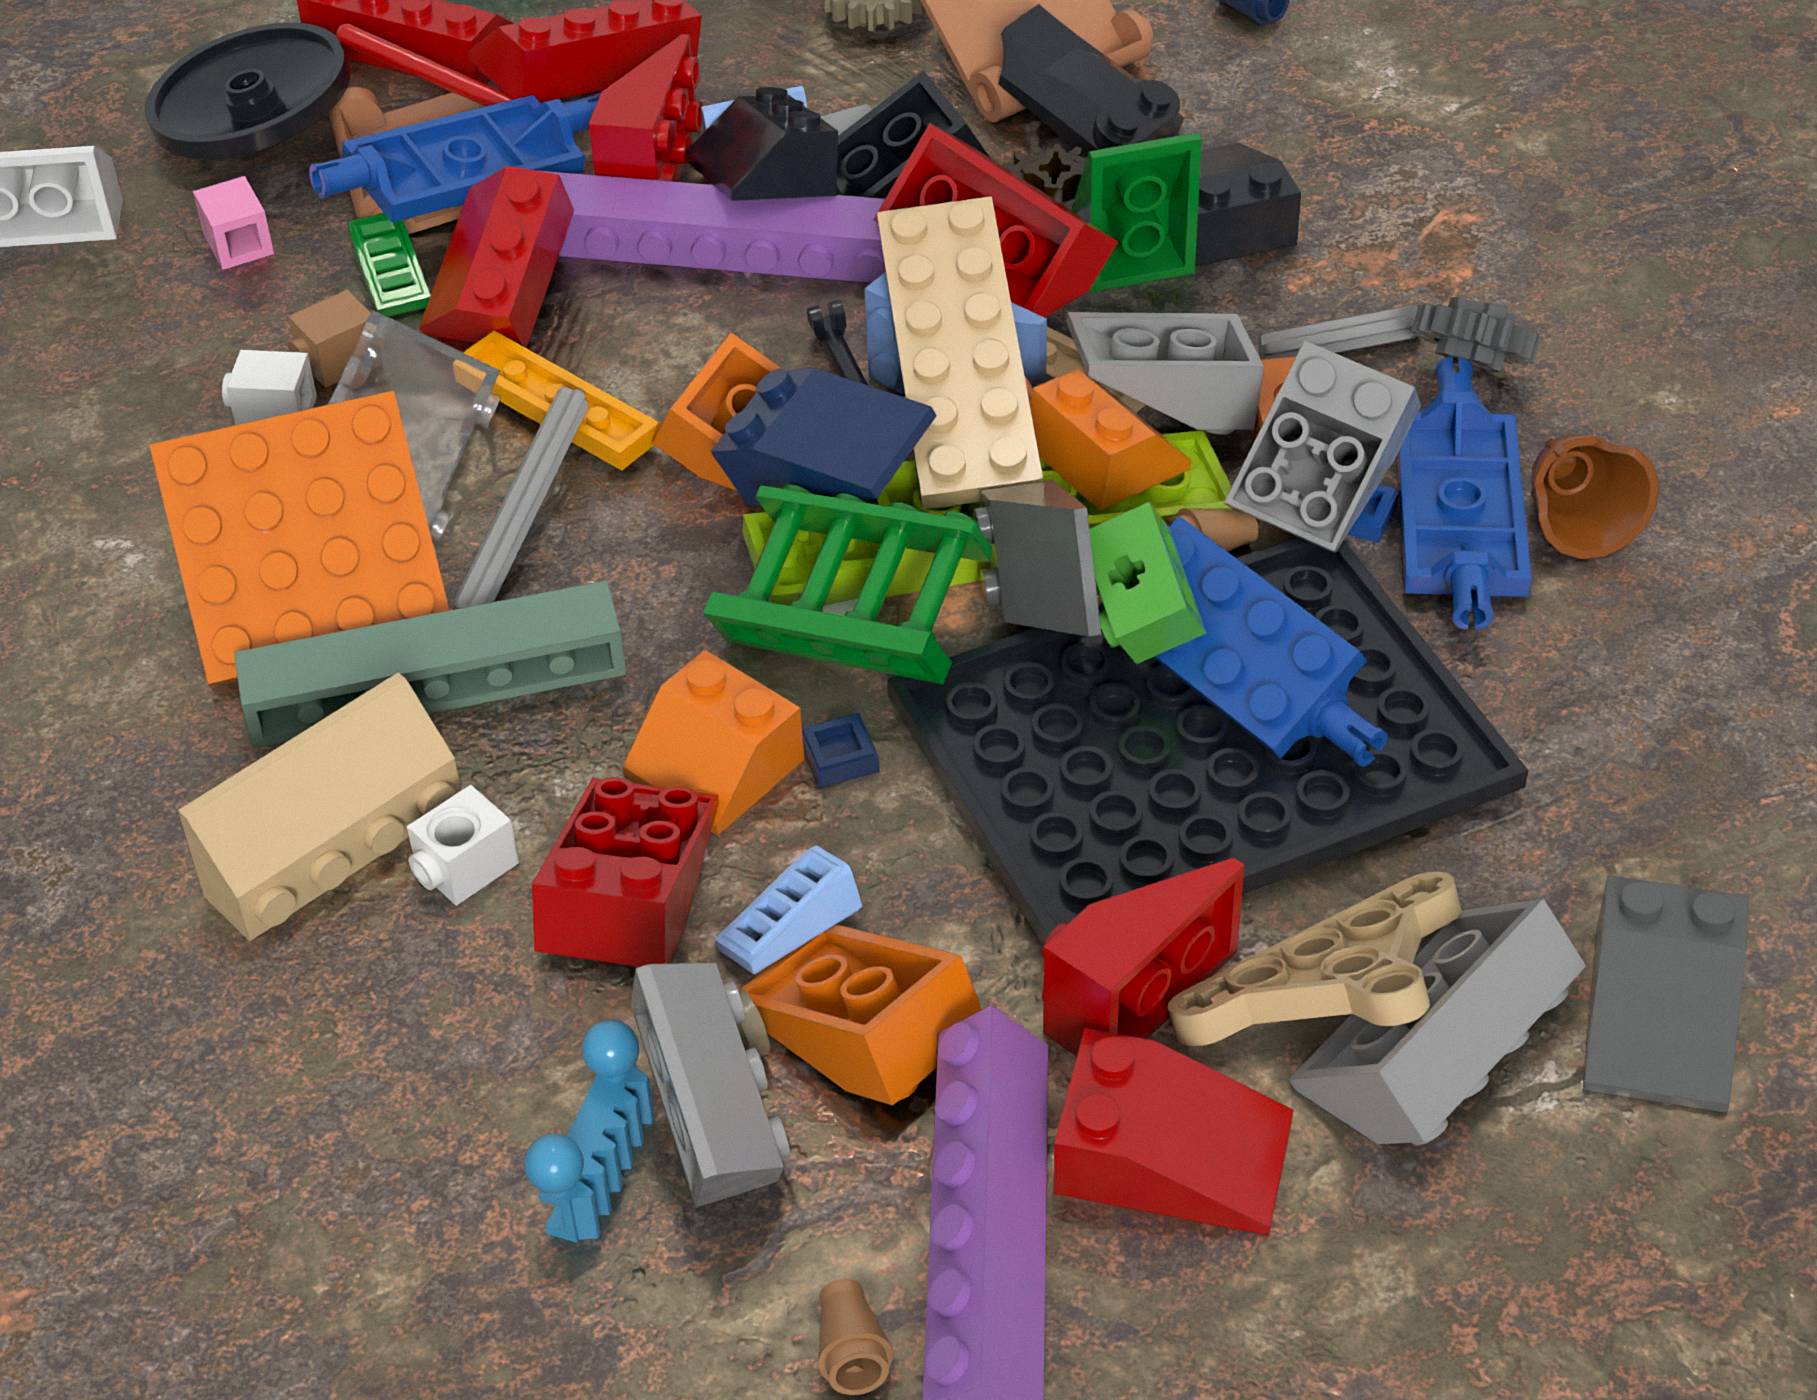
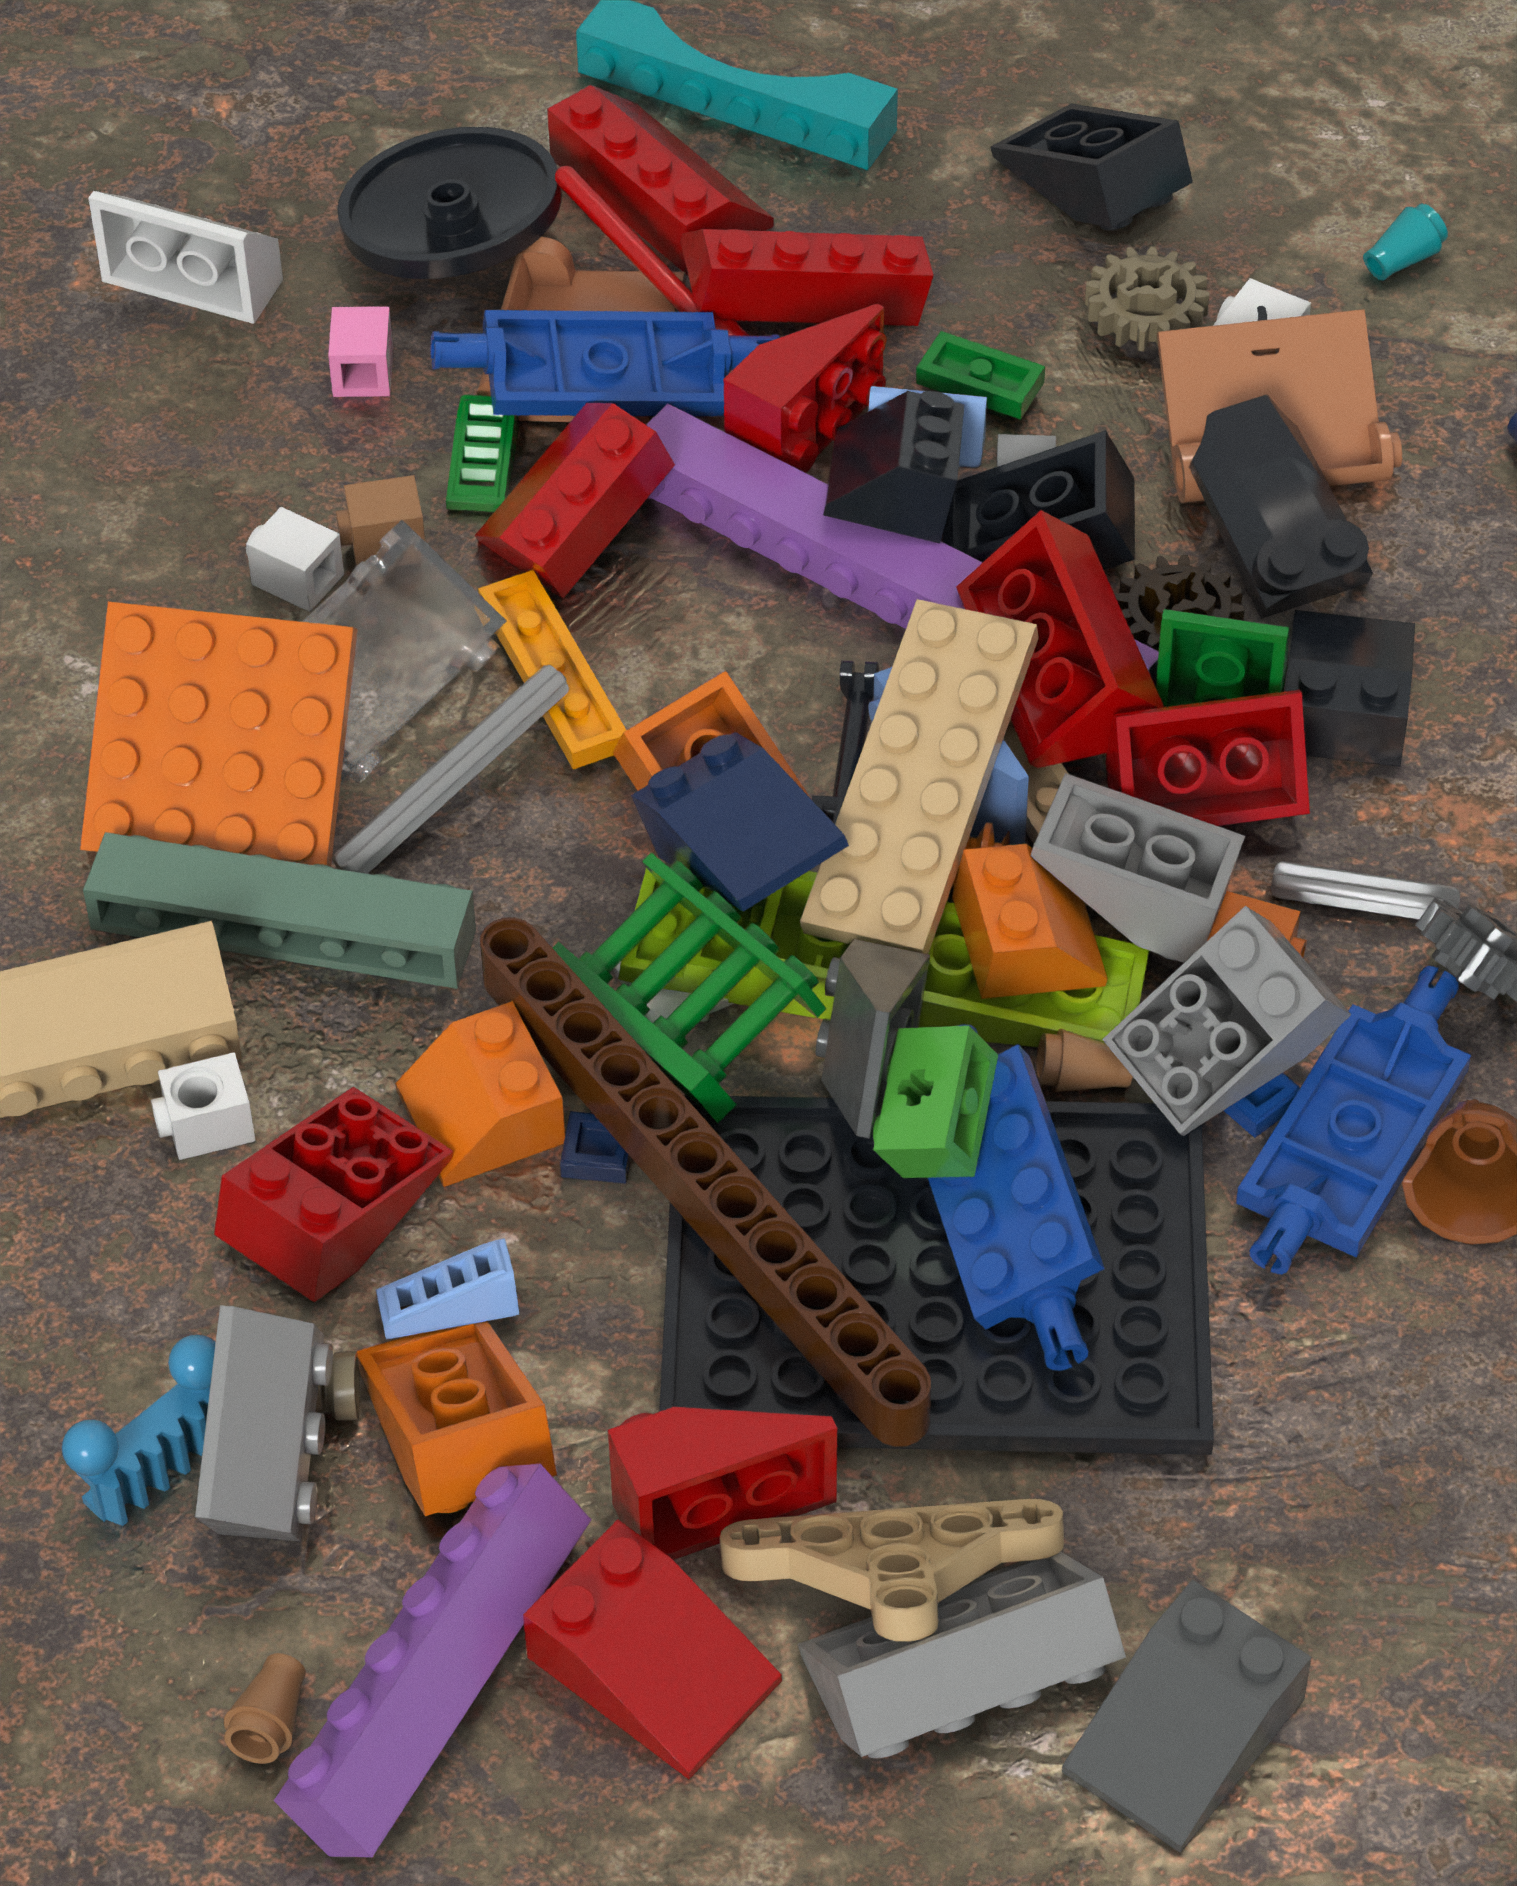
camera: 25 degrees right, 5 degrees up
(748, 74) = (977, 370): none -> green plate
(980, 730) = (675, 1141): none -> reddish brown beam
(1175, 262) = (1215, 758): none -> red slope

